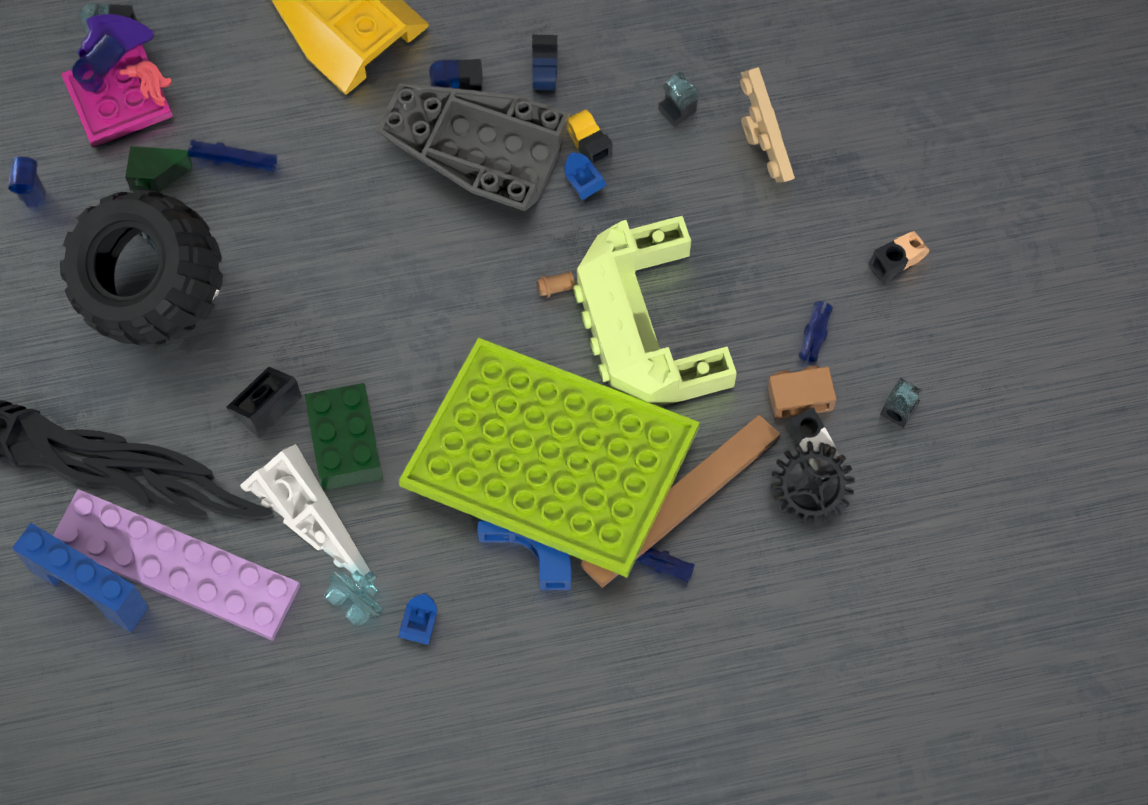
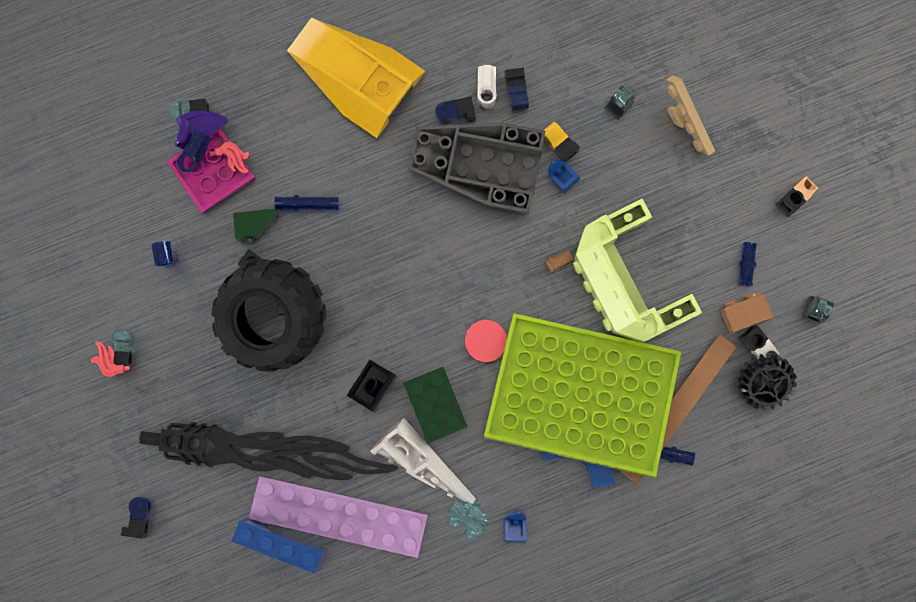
camera: 10 degrees left, 15 degrees up
(432, 368) = (485, 341): none -> coral tile
(505, 55) = (486, 86): none -> white piece

